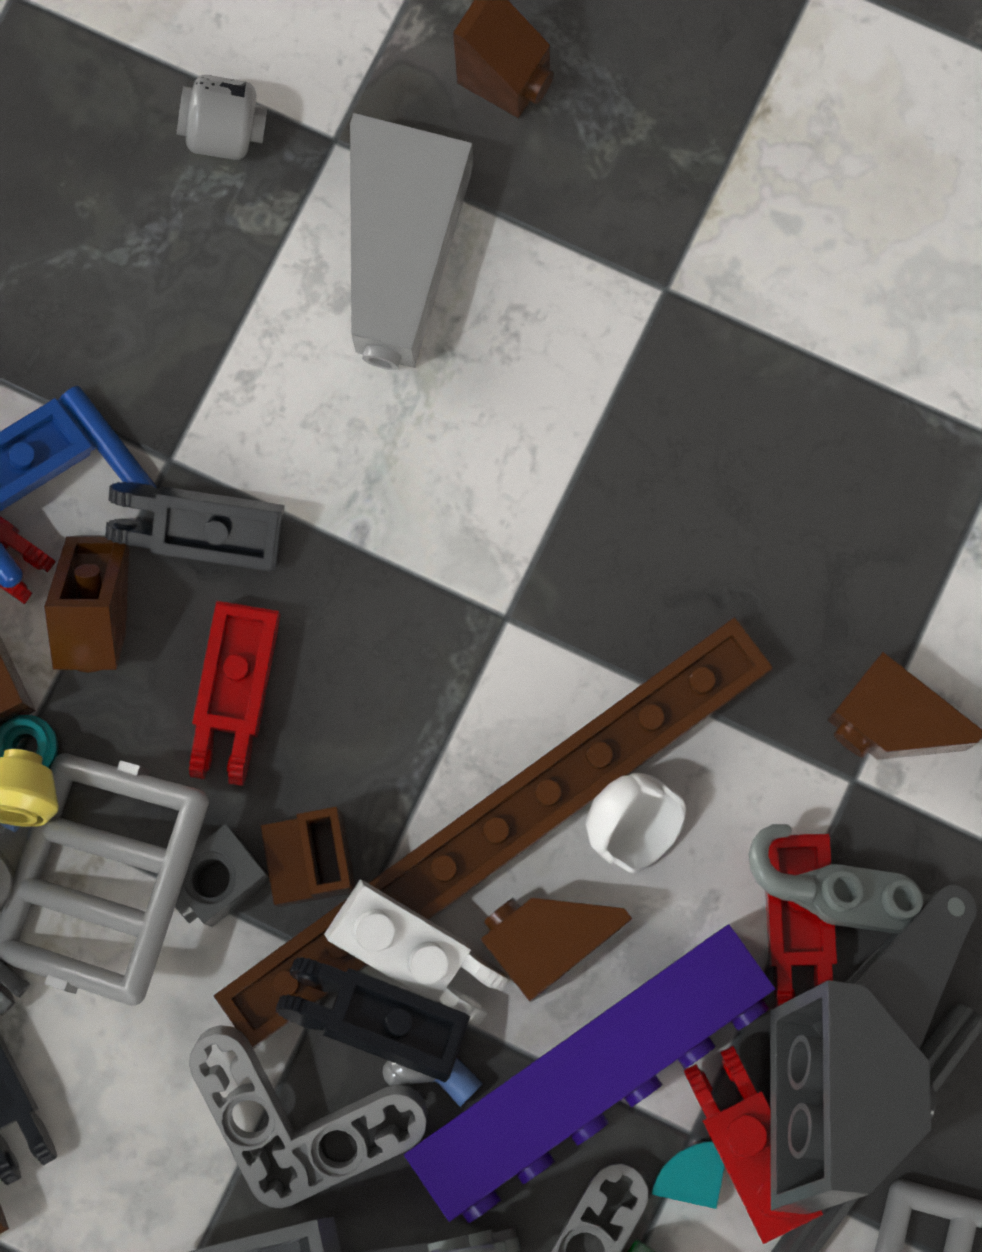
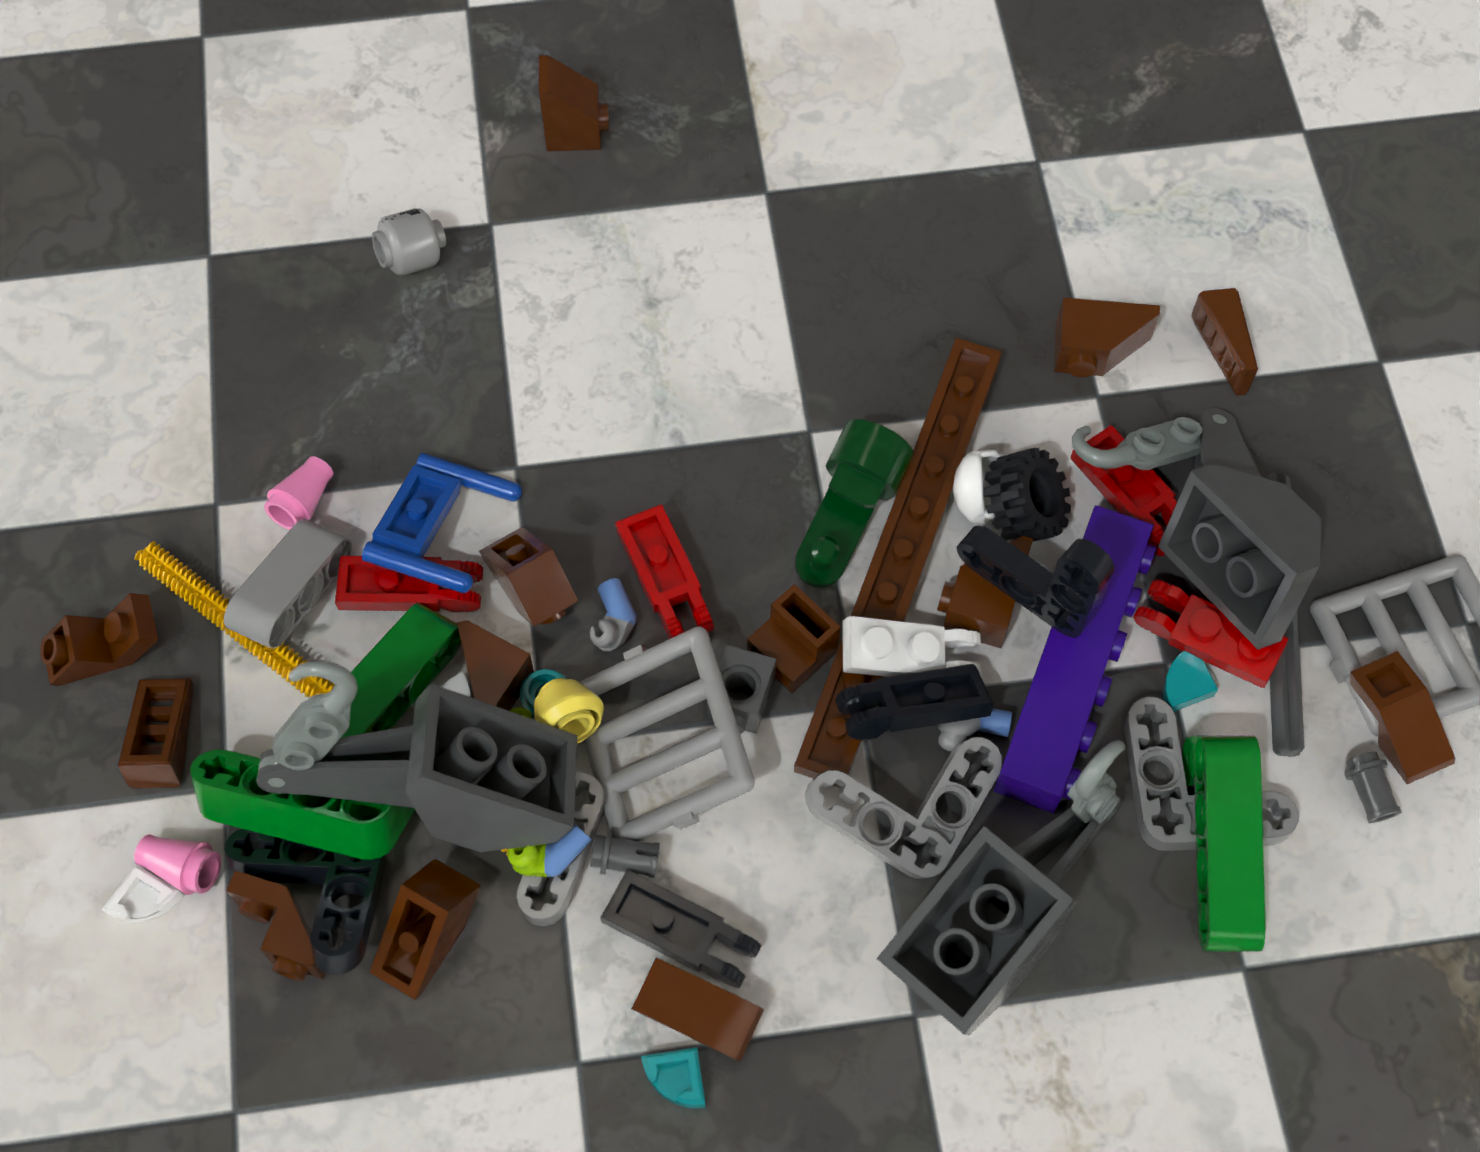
camera: 40 degrees left, 15 degrees down
(151, 712) = (619, 619): none -> arm
(199, 525) = (571, 484): black hinge -> none
(403, 221) = (573, 240): light grey slope -> none
(517, 715) = (863, 468): none -> dark green piece
(589, 1009) = (1062, 598): none -> black beam
(646, 846) = (1027, 495): none -> black tyre

